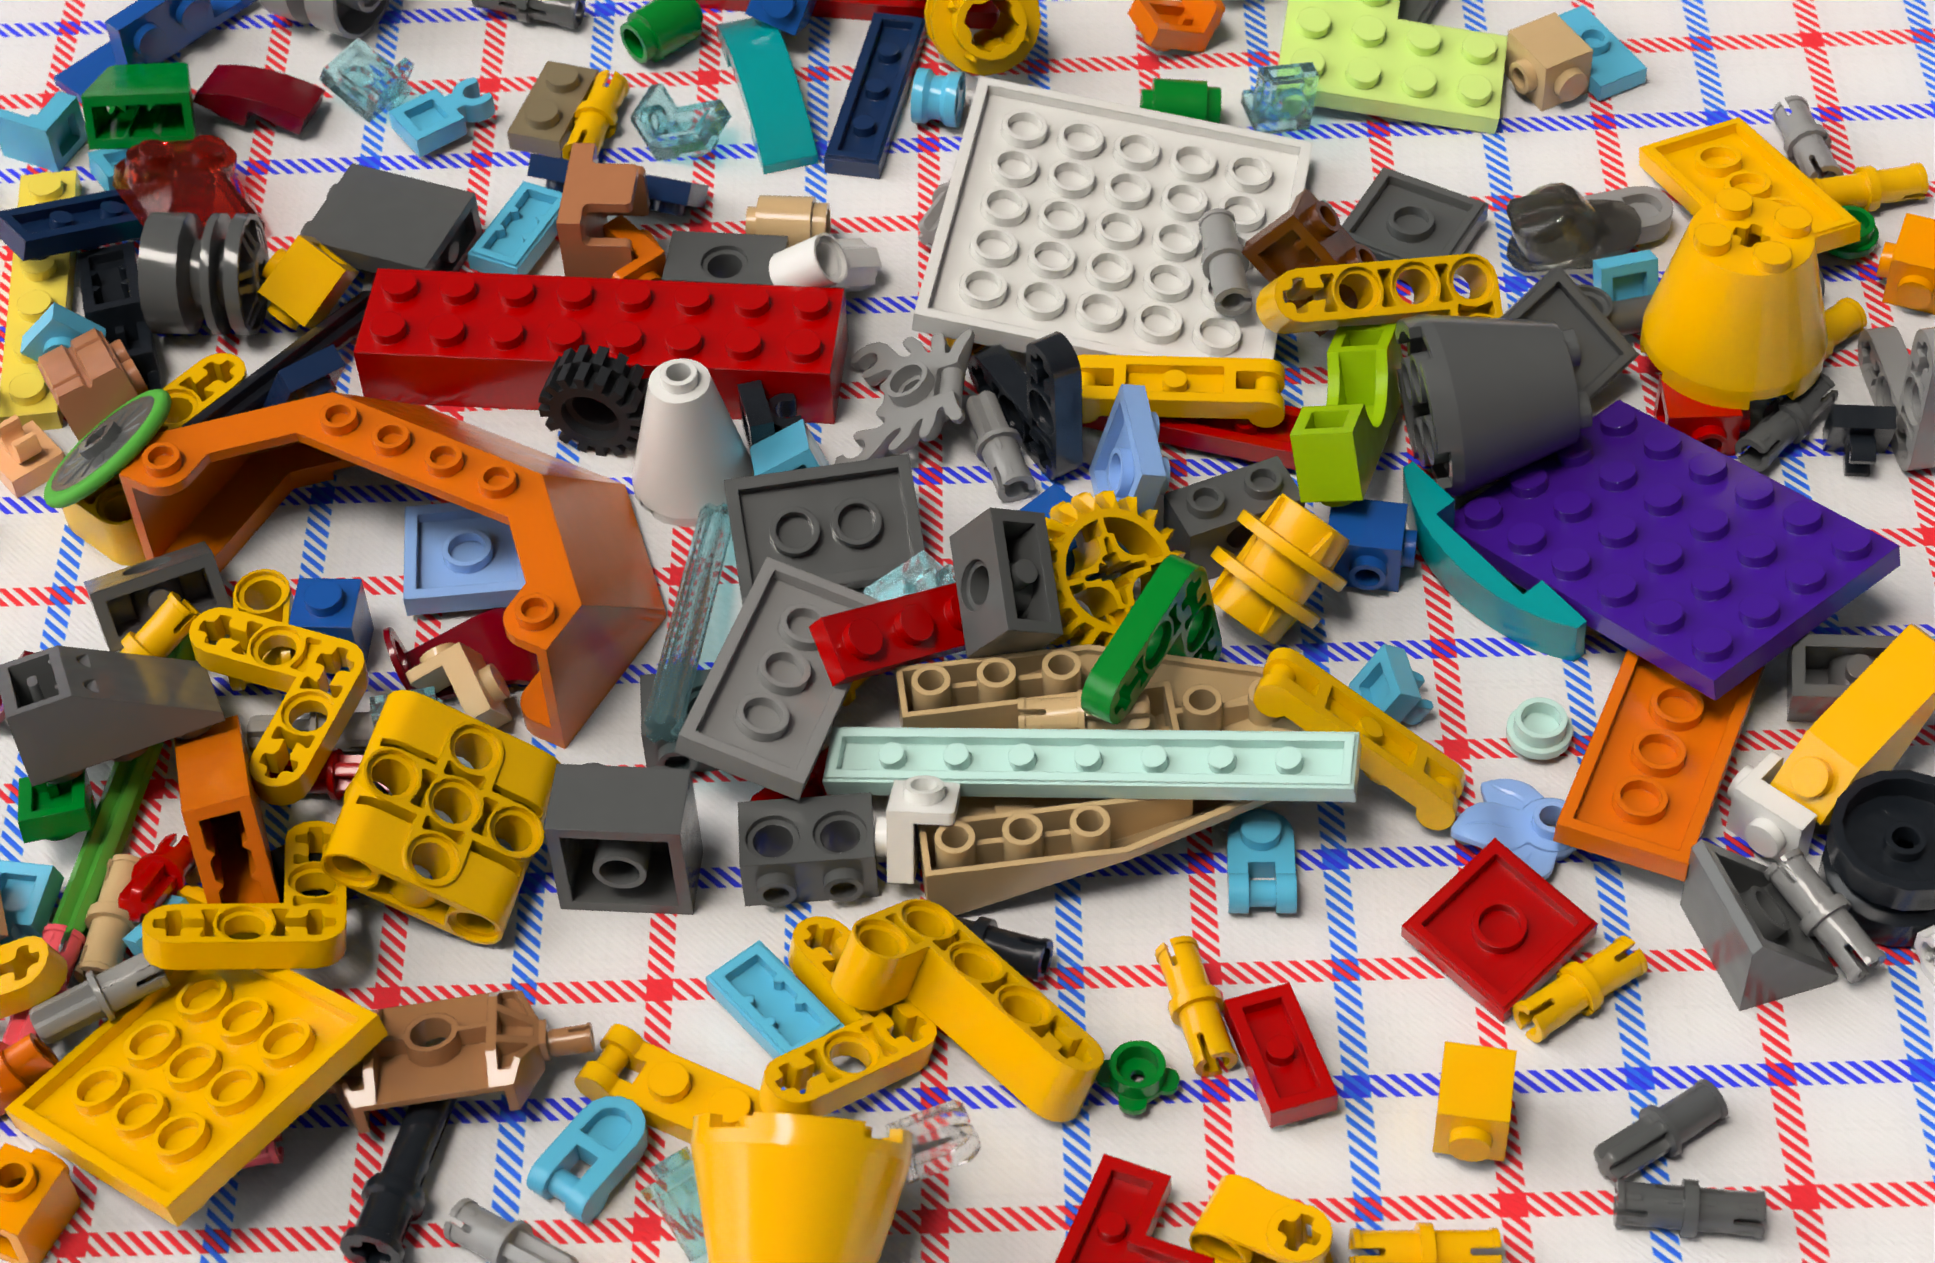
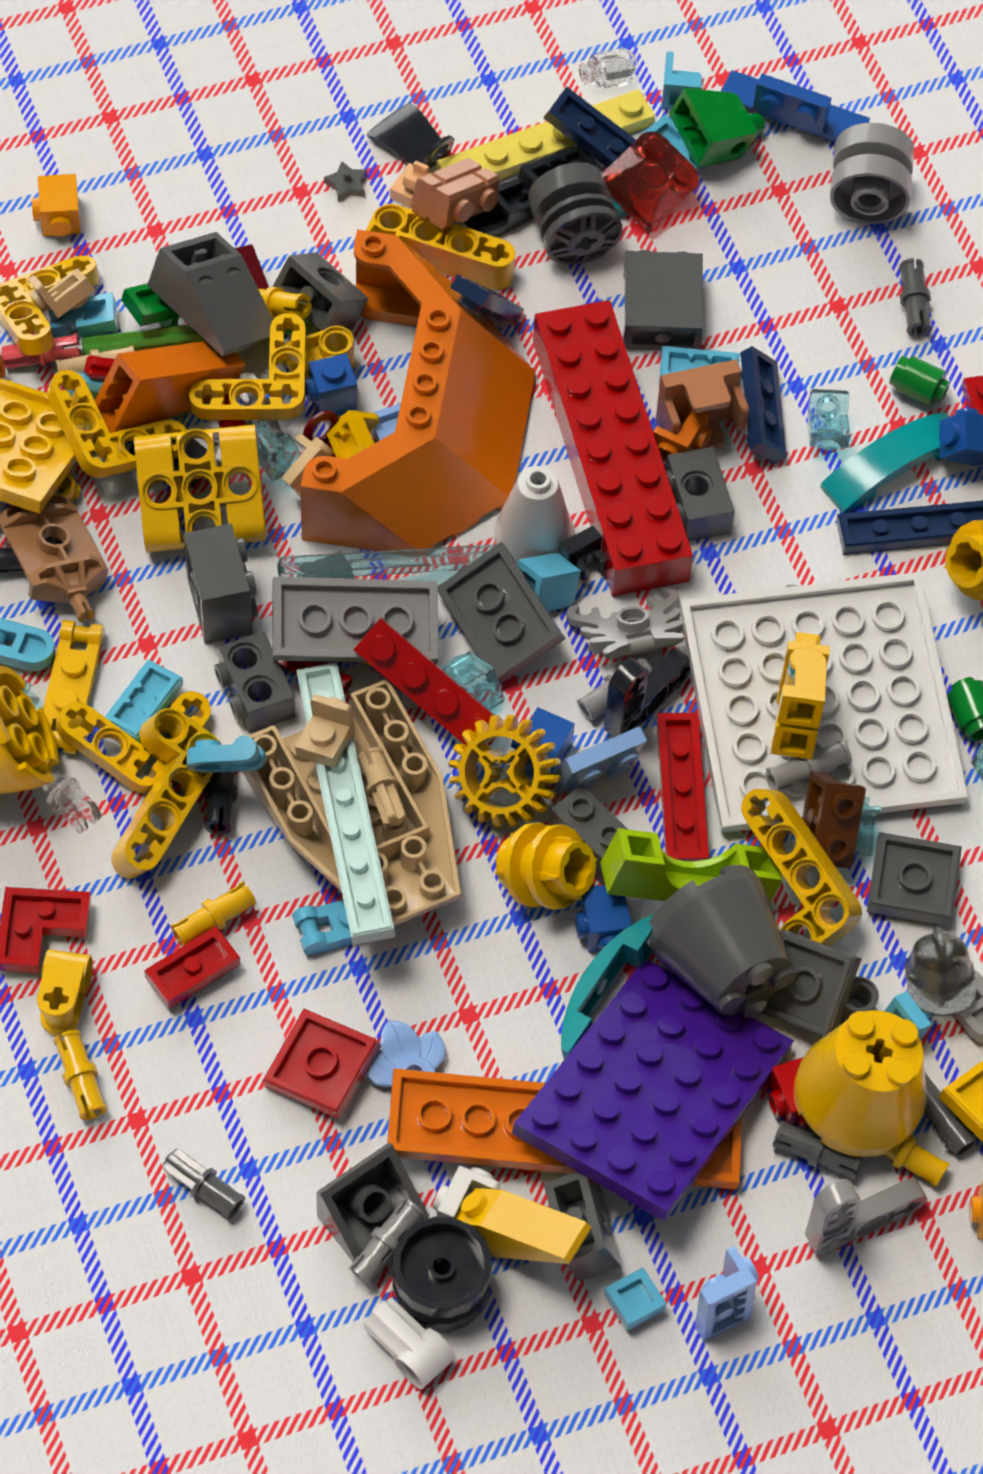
camera: 65 degrees right, 10 degrees up
(55, 329) = (494, 159): medium azure plate -> none
(96, 998) = (35, 375): light grey axle -> none
(107, 448) = (392, 218): wheel -> none
(242, 90) = (759, 184): dark red slope -> none
(252, 392) = (506, 281): black axle -> none
(305, 282) = (593, 269): yellow brick -> none
(367, 80) = (798, 235): clear light blue bracket -> none
(439, 120) = (782, 285): medium azure plate -> none
(447, 616) = (352, 433): none -> yellow bracket
(549, 109) = (824, 348): dark tan plate -> none
(571, 405) = (555, 450): black tyre -> none
(597, 115) = (820, 374): yellow pin -> none
(788, 216) = (762, 513): tan brick -> none
(826, 263) = (720, 543): white piece -> none
(911, 803) = (283, 721): white bracket -> none
(938, 97) = (919, 556): medium azure wheel -> none
(972, 746) = (326, 731): none -> tan bracket
(974, 856) = (212, 757): none -> medium azure plate
(1005, 583) = (453, 711): dark grey brick -> none
(1137, 1059) = (157, 887): green plate -> none
(1142, 210) = (800, 697): none -> yellow hips
(1168, 618) = (458, 798): green beam -> none
(1187, 386) = (685, 770): yellow plate -> none
(1389, 750) = (422, 944): yellow plate -> none
(1392, 685) = (484, 959): medium azure tile -> none
(1474, 1102) = (180, 1073): yellow brick -> none
(1539, 729) = (491, 1055): light aqua plate -> none
(1580, 988) = (295, 1119): yellow pin -> none
(1689, 1208) = (154, 1209): dark grey pin -> none
(1860, 434) = (803, 1197): black tile -> none

